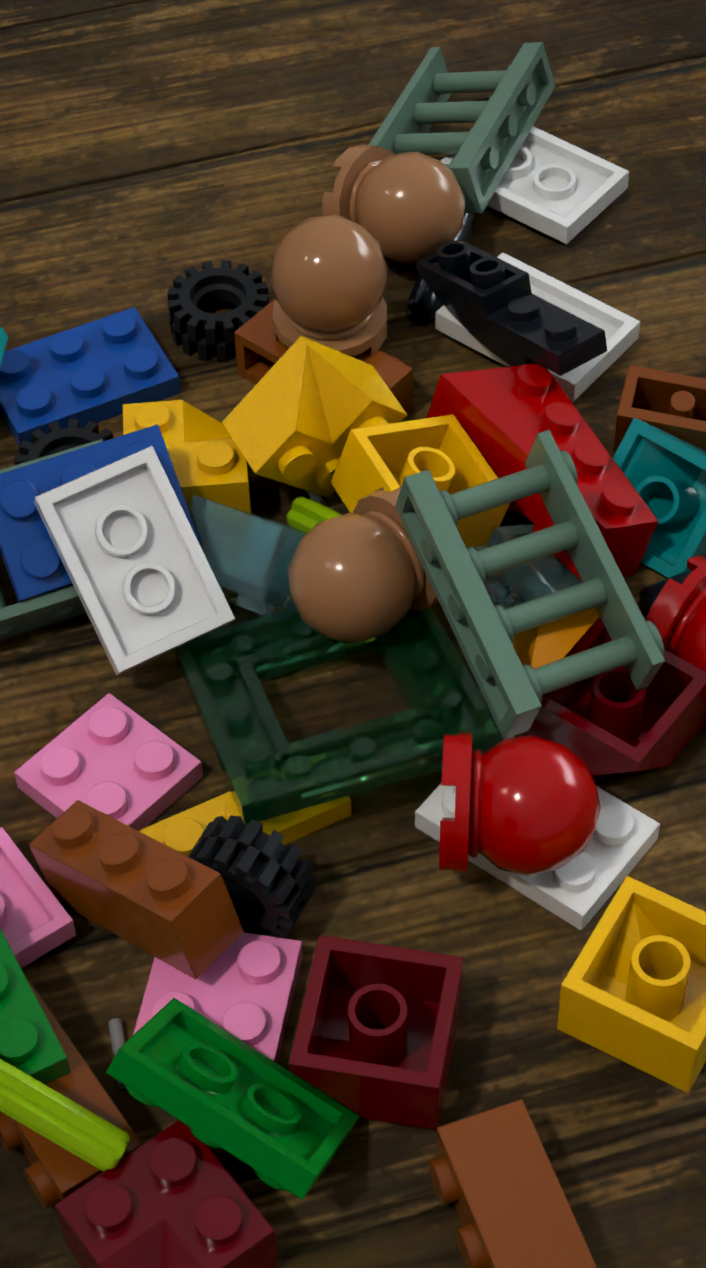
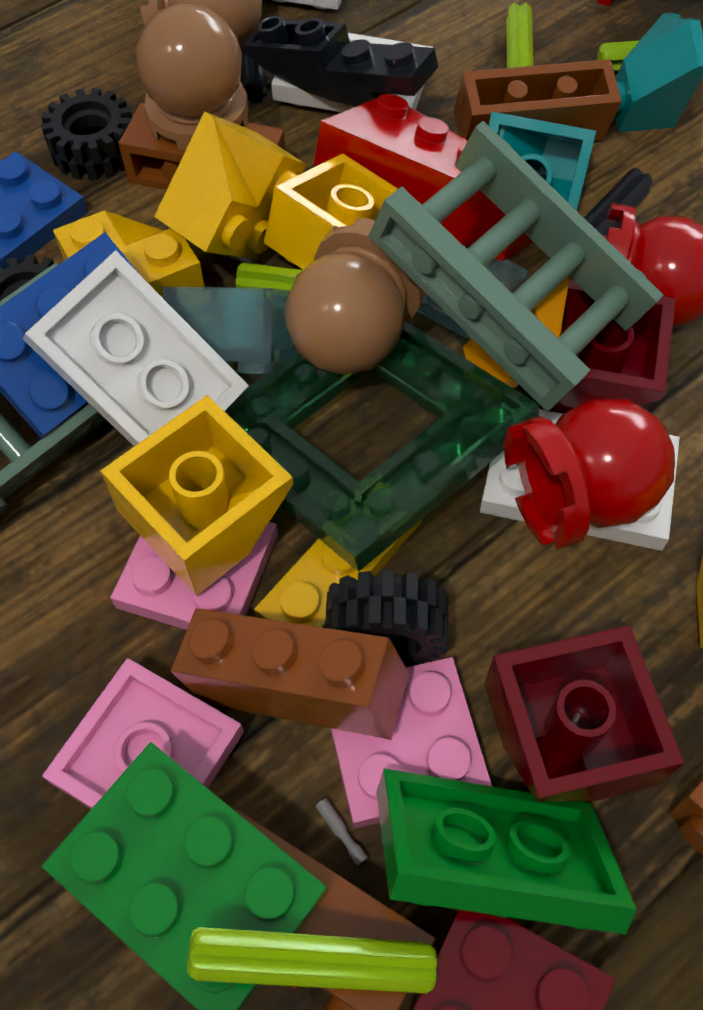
camera: 25 degrees left, 10 degrees up
(128, 697) = (198, 492): none -> yellow slope

